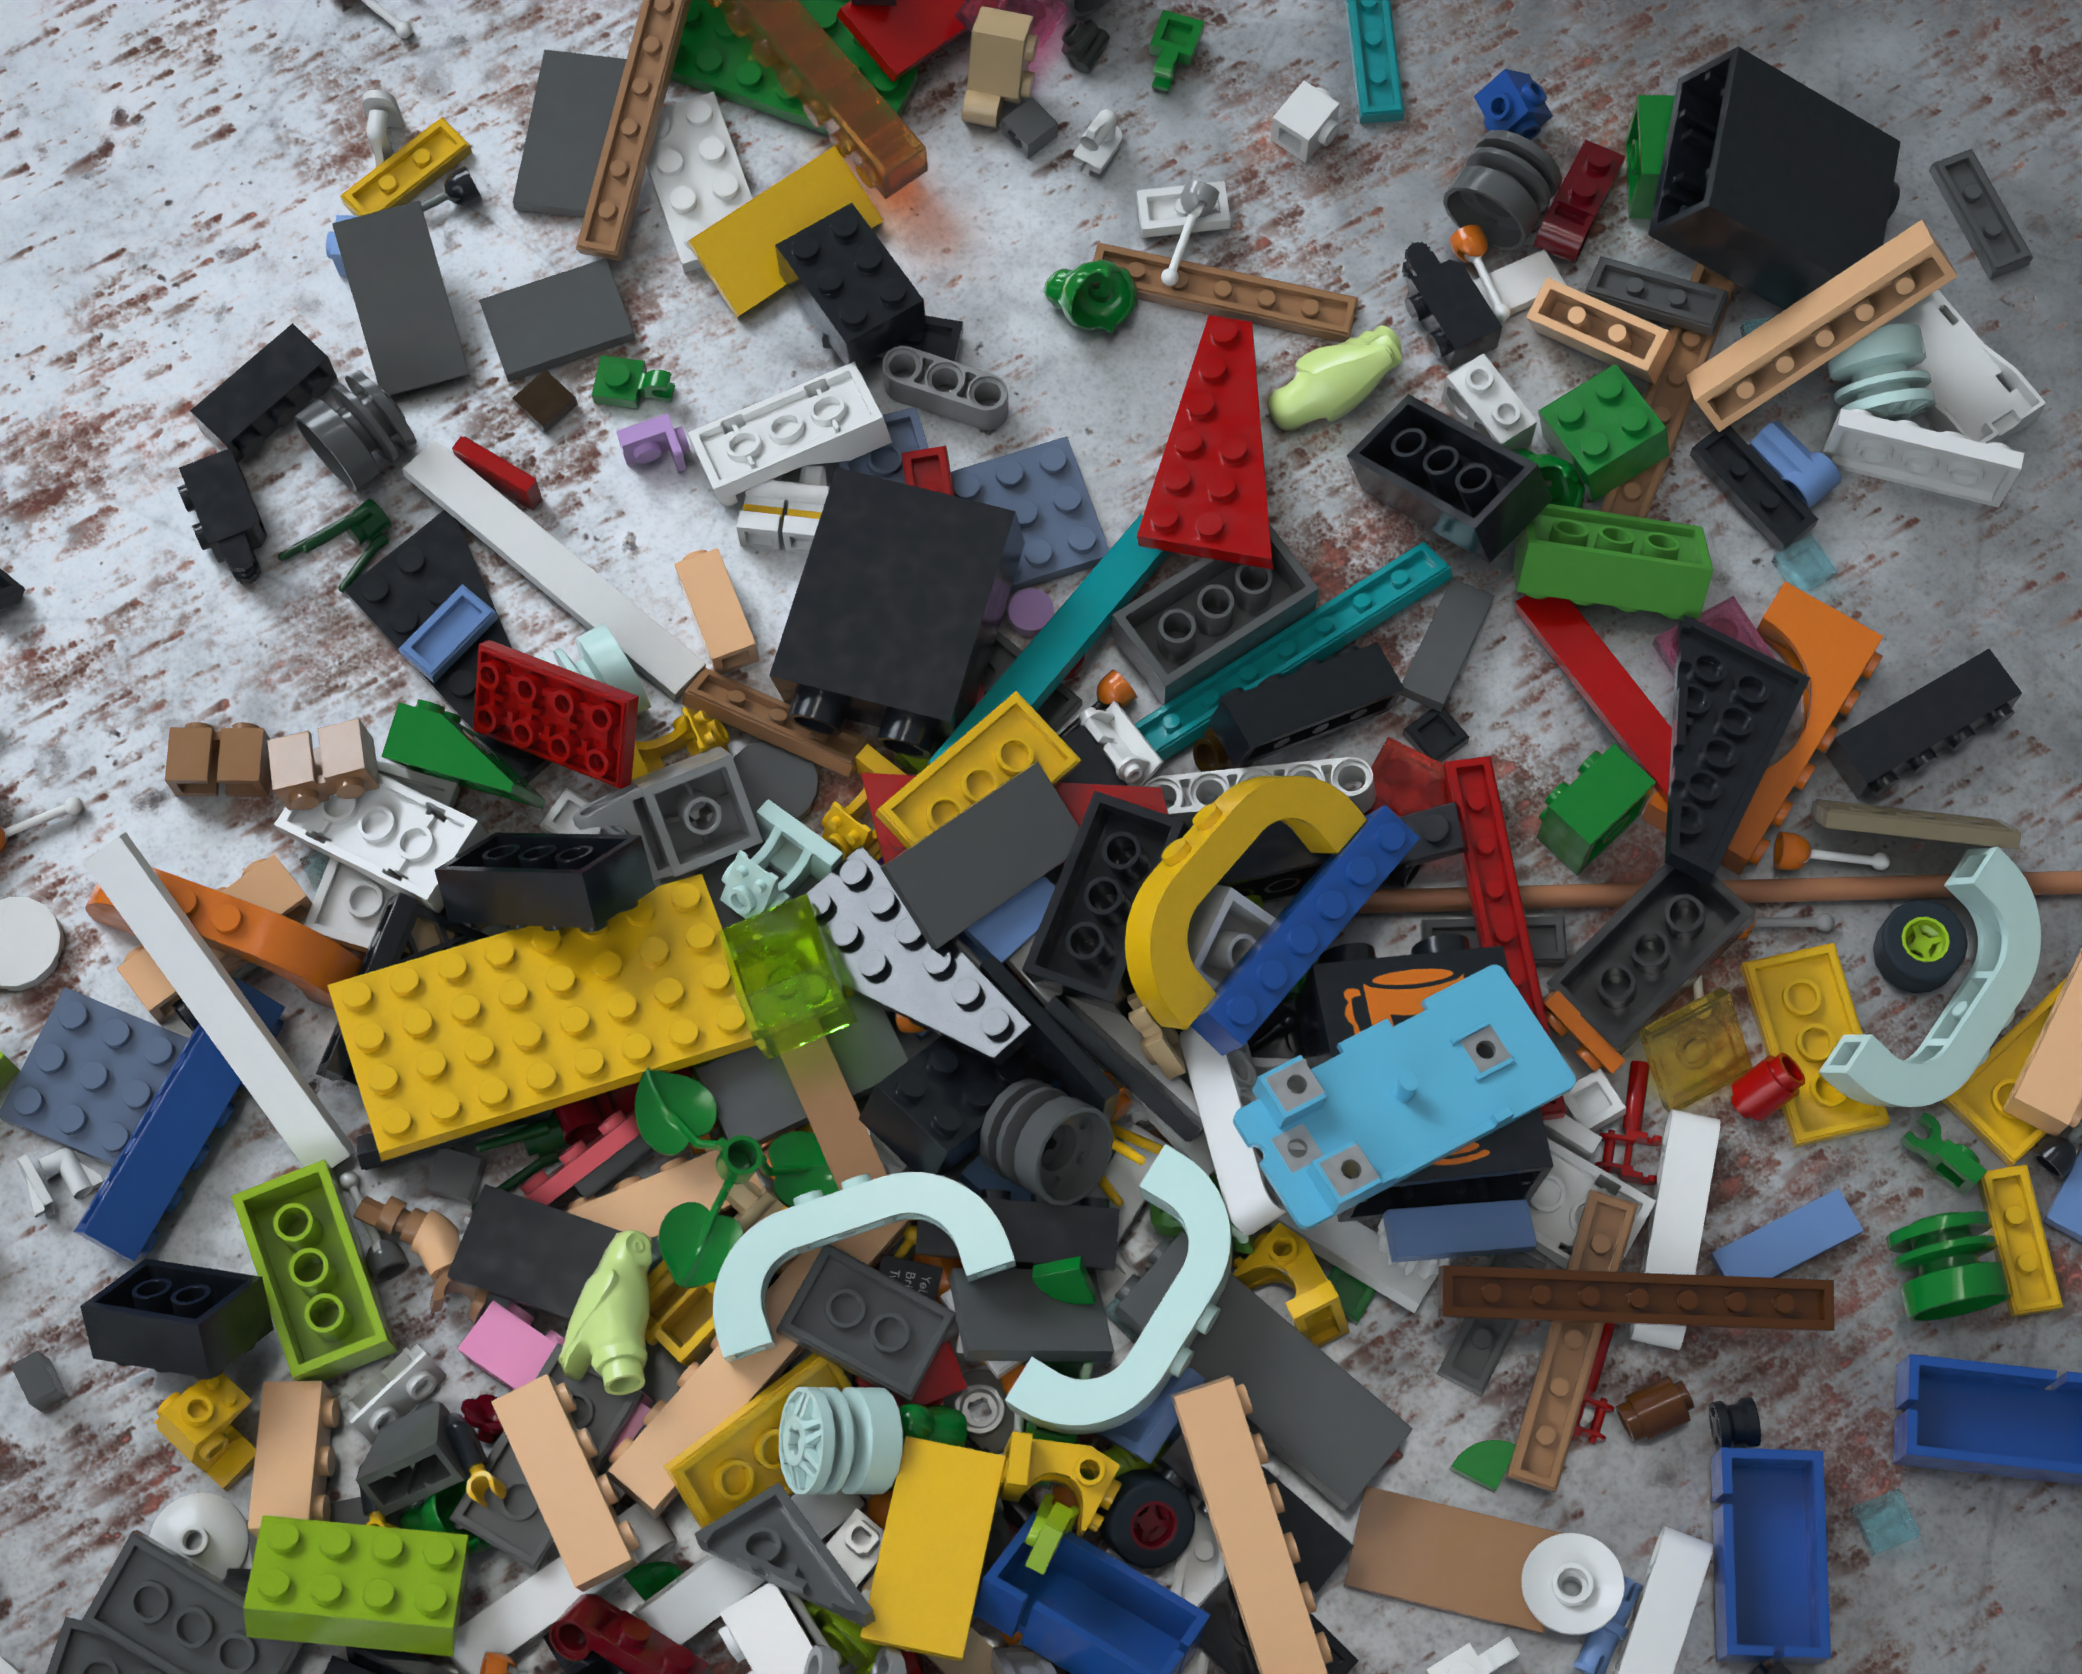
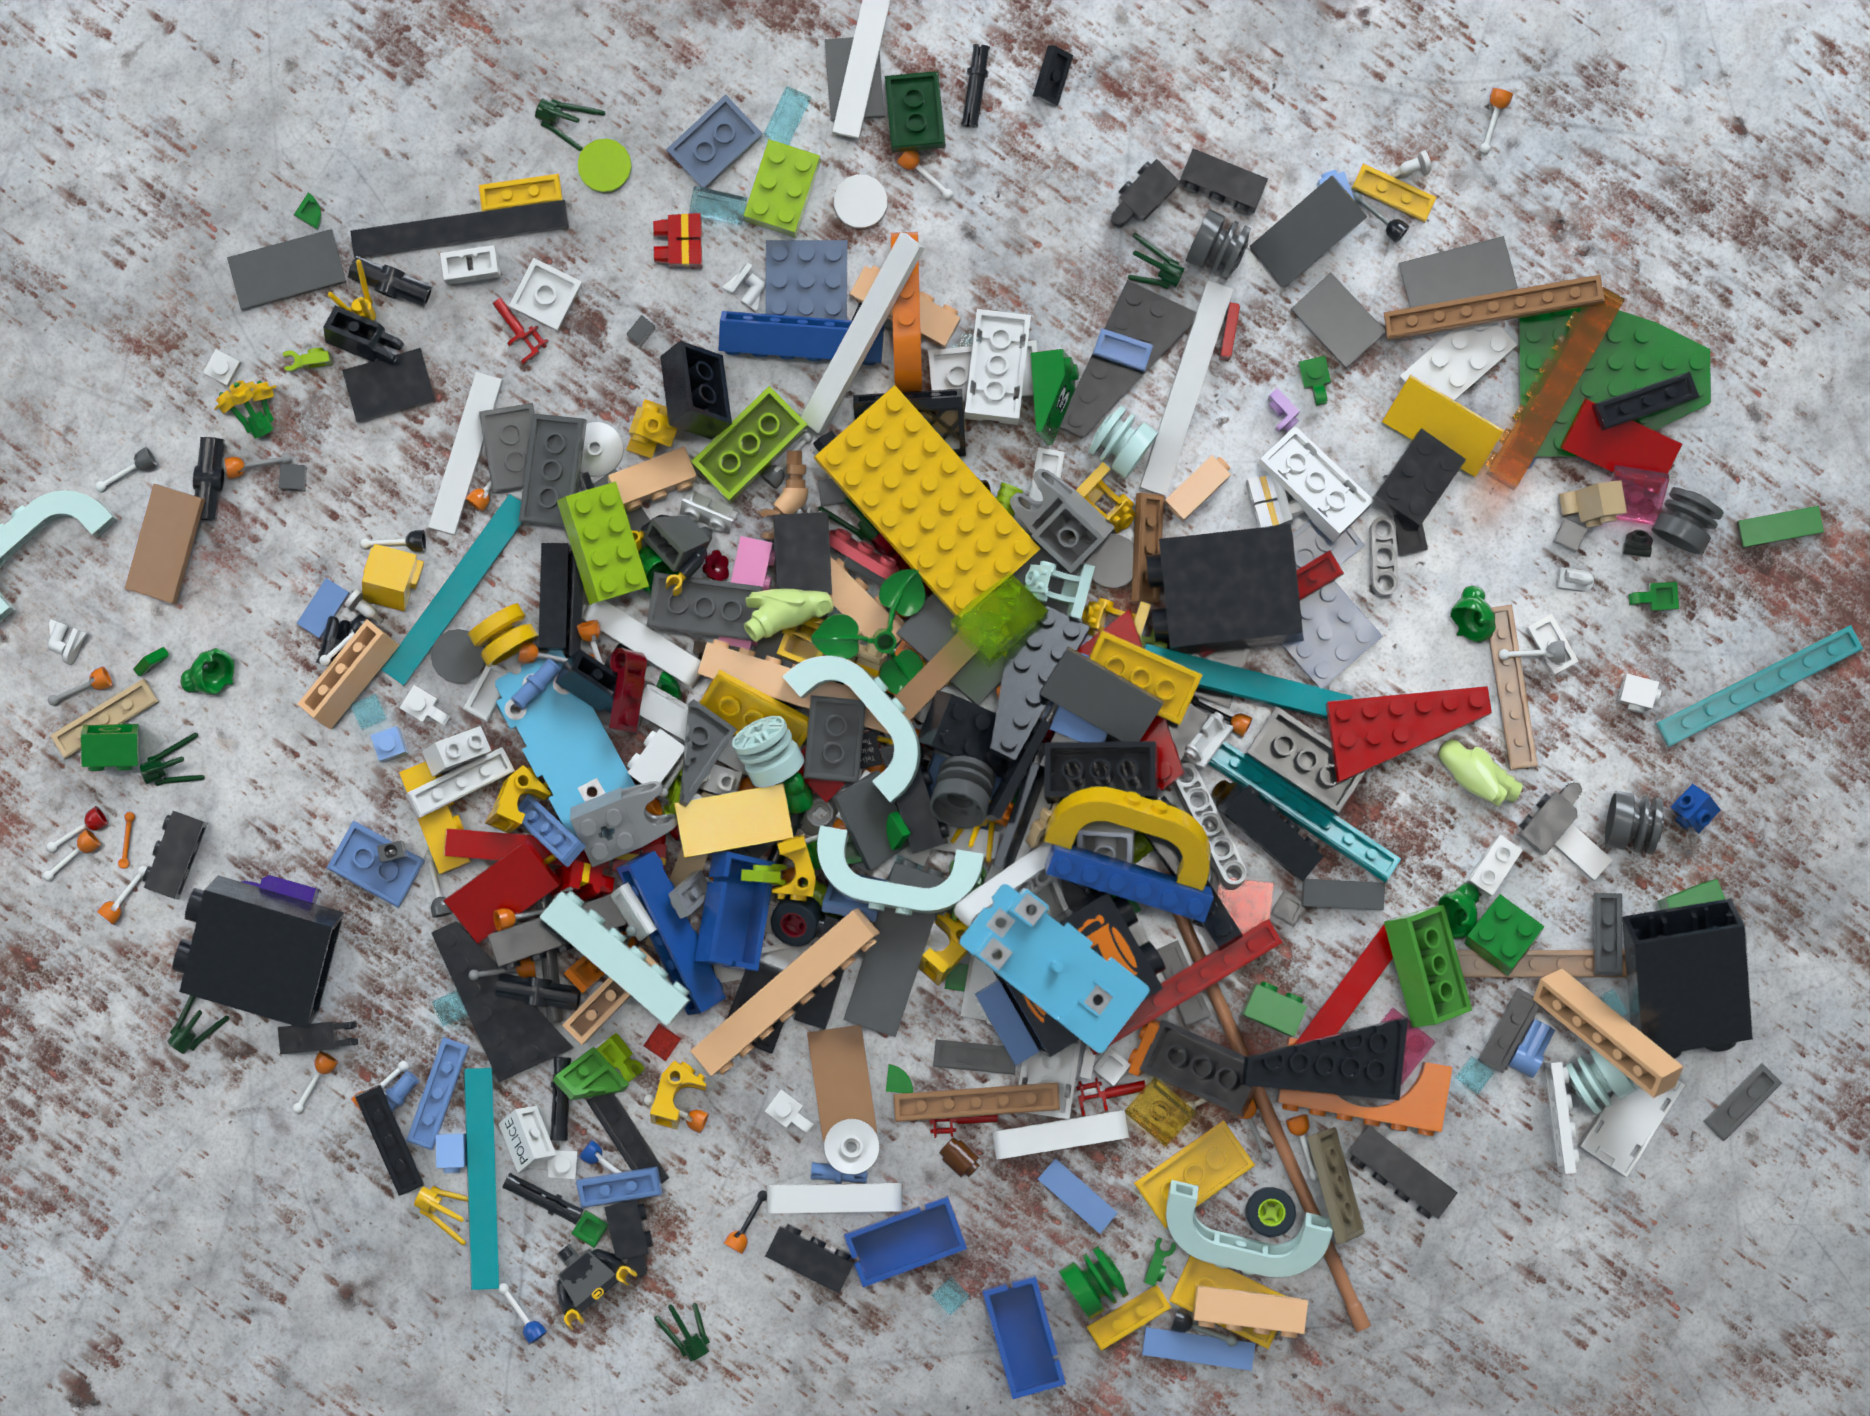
camera: 70 degrees right, 15 degrees up
(205, 758) = (998, 248): medium nougat piece -> none
(340, 766) = (1020, 328): piece -> none
(545, 401) = (1285, 336): dark brown tile -> none
(545, 880) = (998, 470): black brick -> none
(555, 714) = (1091, 433): red tile -> none
(565, 1481) = (692, 624): light nougat brick -> none
(1029, 611) = (1270, 659): lavender tile -> none
(1450, 478) = (1434, 859): black brick -> none
(1470, 247) = (1595, 817): hinge -> none
(1579, 201) = (1652, 868): dark red plate -> none
(1601, 330) = (1567, 910): light nougat brick -> none
(1635, 1298) = (1007, 1126): reddish brown plate -> none
(1735, 1423) = (968, 1201): black wheel -> none
(1767, 1087) = (1155, 1156): red brick -> none

